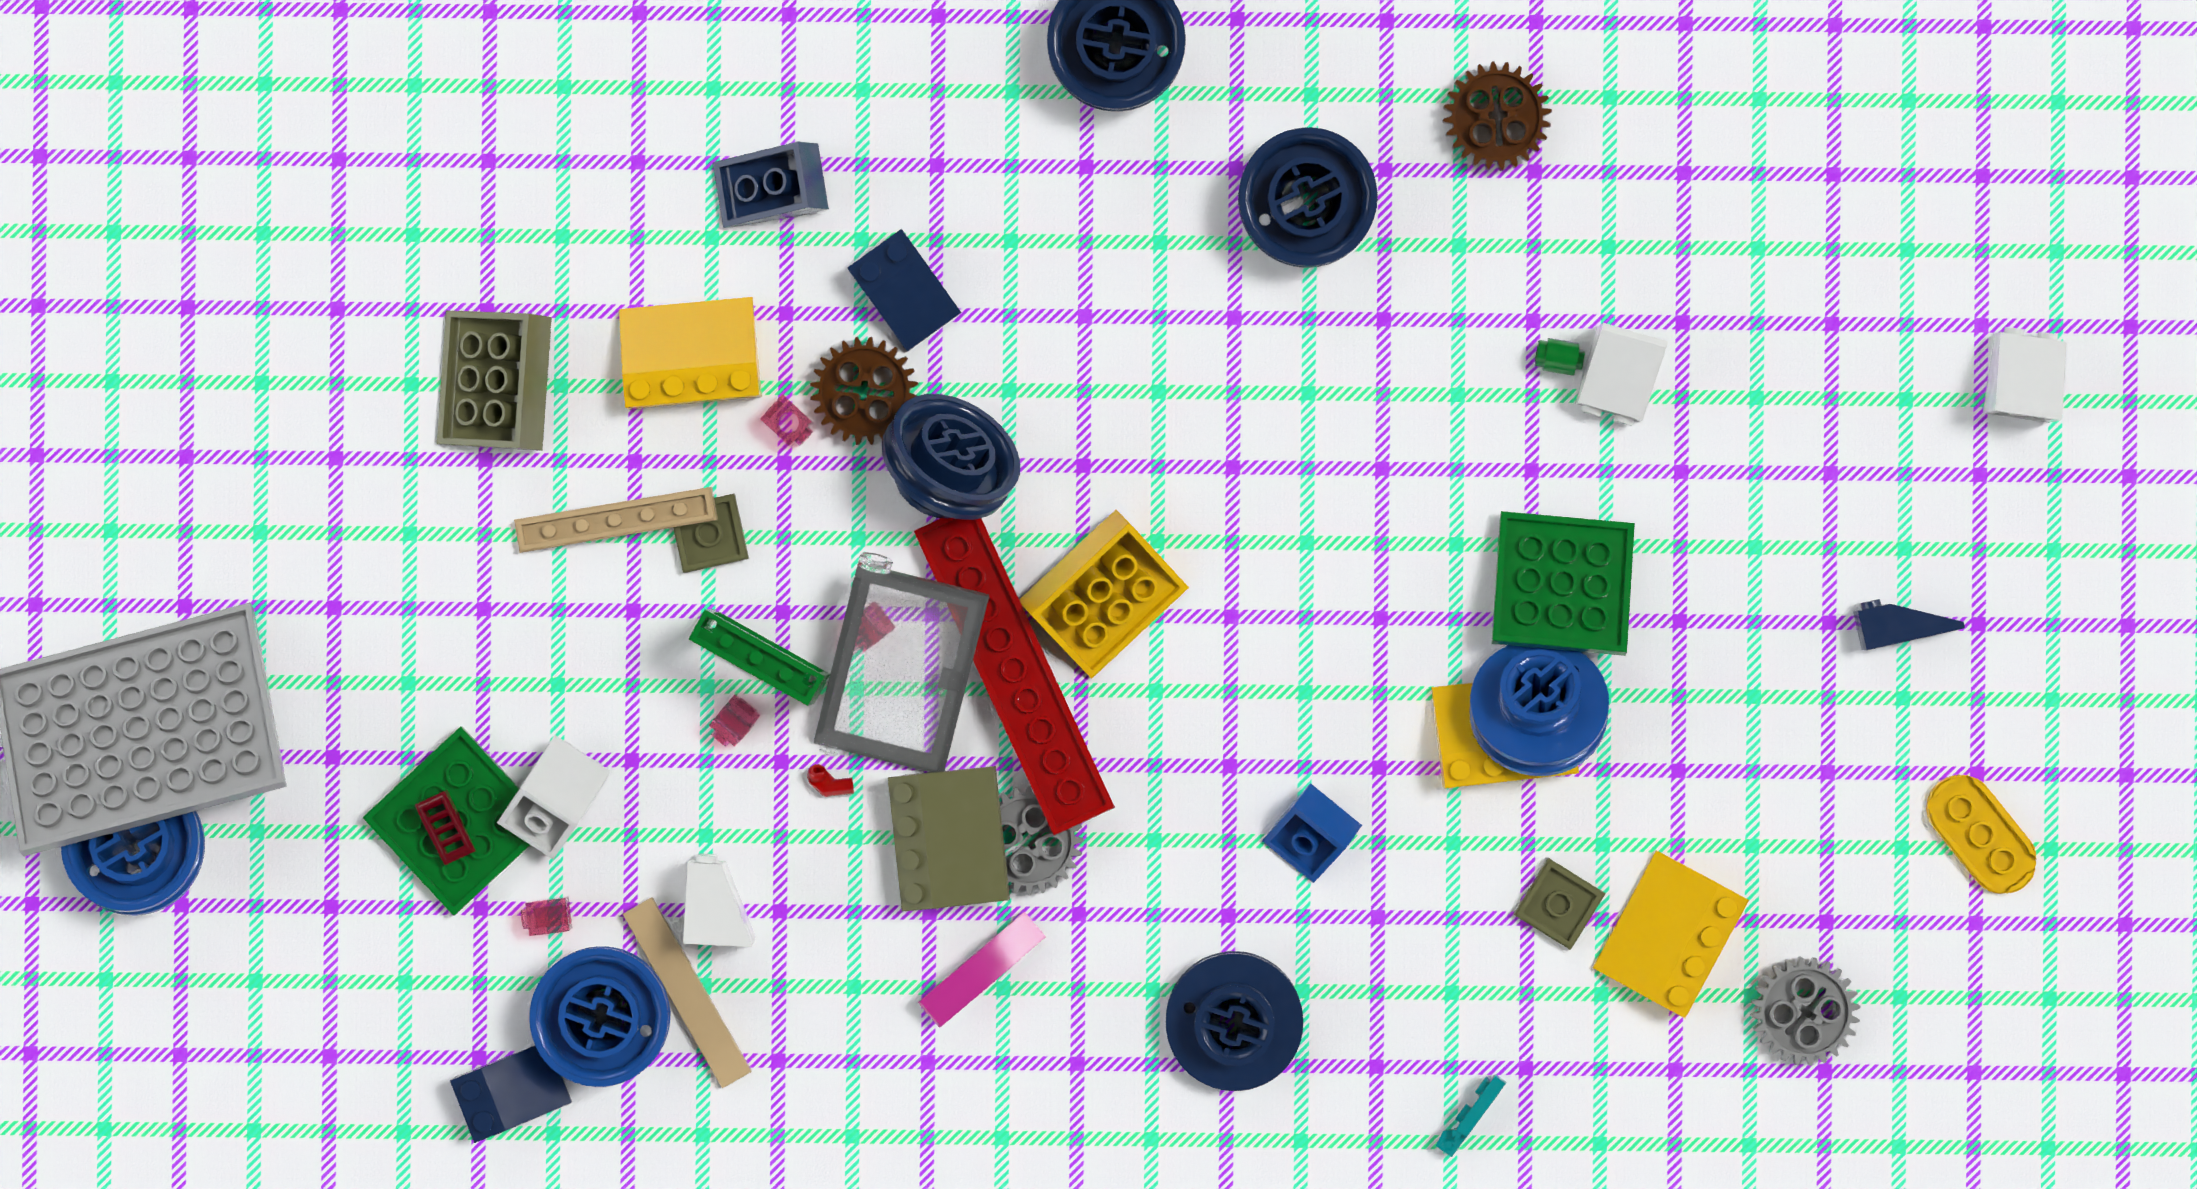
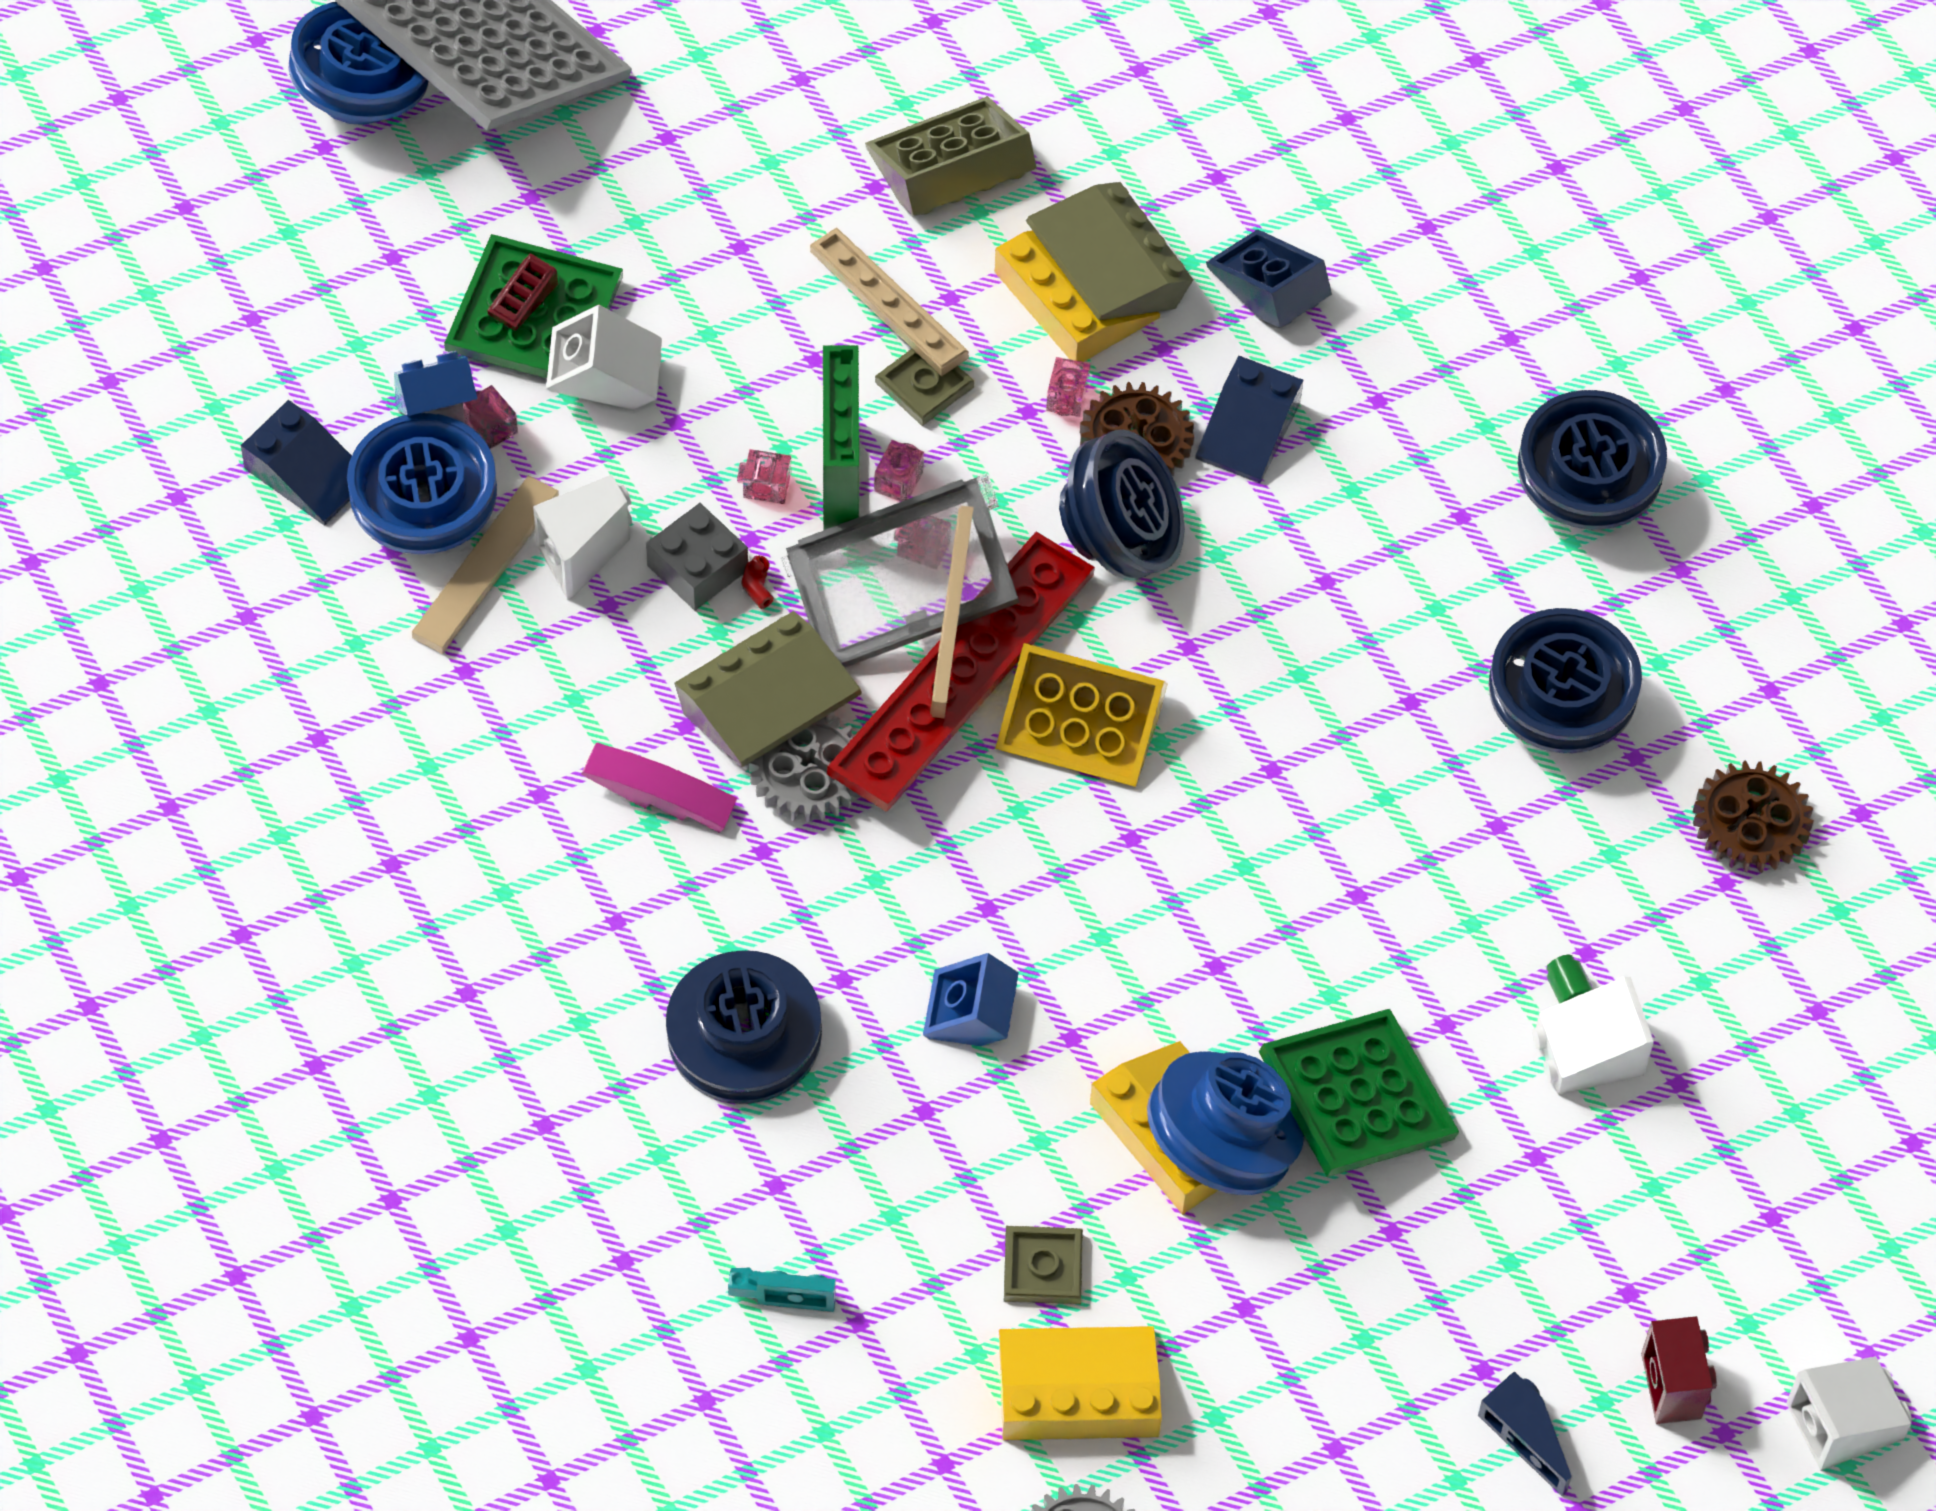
camera: 55 degrees right, 30 degrees down
(519, 961) = (433, 385): none -> blue slope
(681, 312) = (1111, 252): none -> olive slope
(783, 821) = (697, 556): none -> dark grey brick
(804, 614) = (894, 482): none -> clear pink brick
(974, 659) = (951, 612): none -> tan tile
(1927, 488) = (1678, 1369): none -> dark red brick

